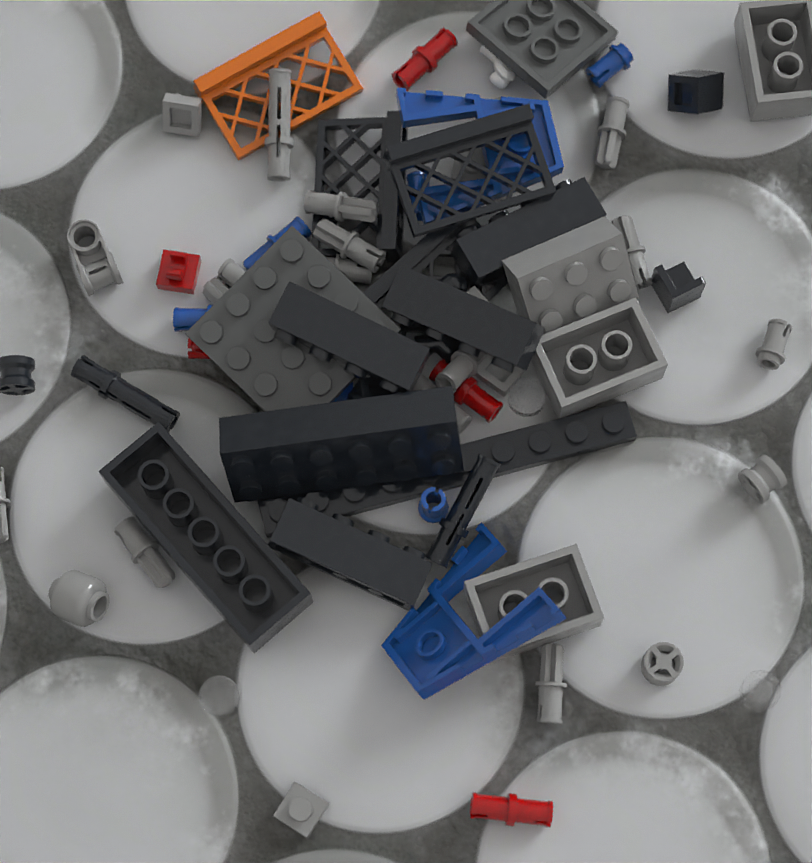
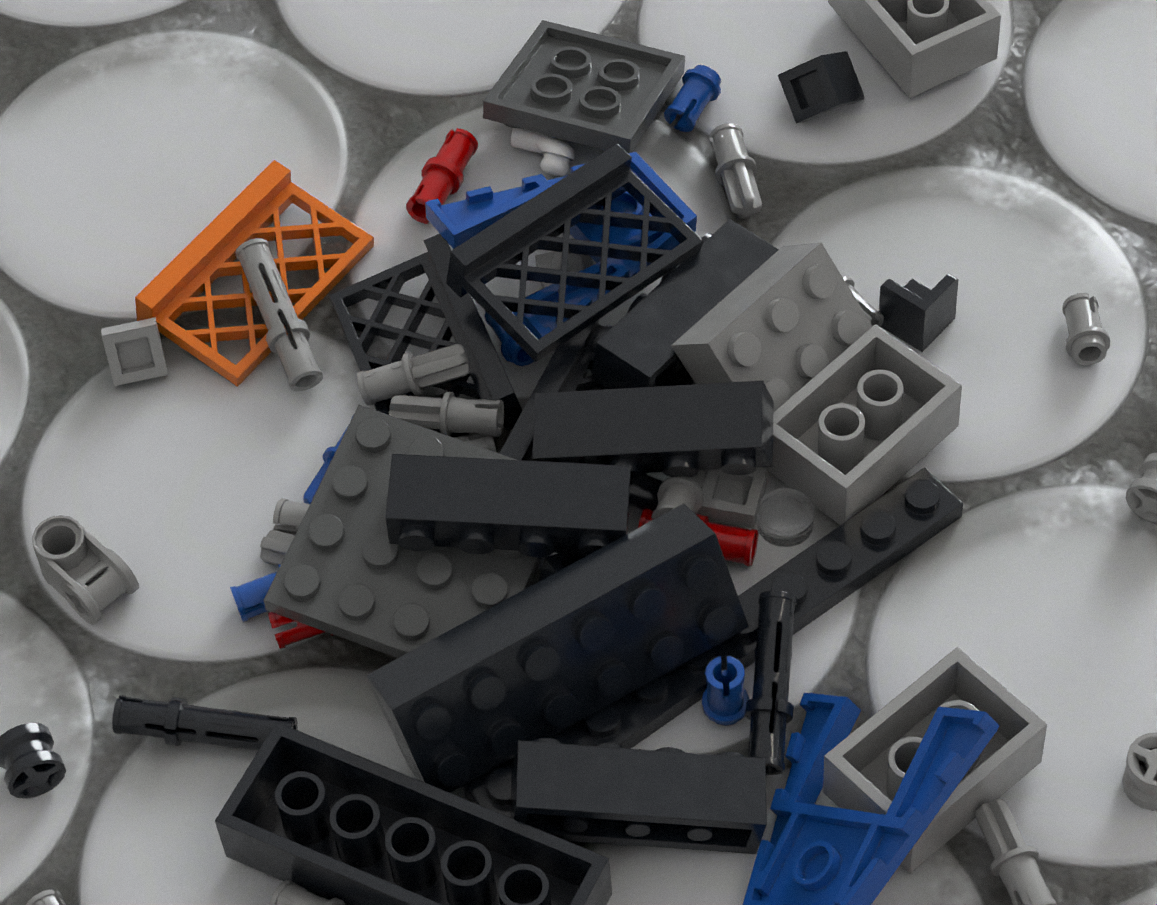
camera: 20 degrees left, 20 degrees down
(178, 271) = (213, 545): red tile -> none

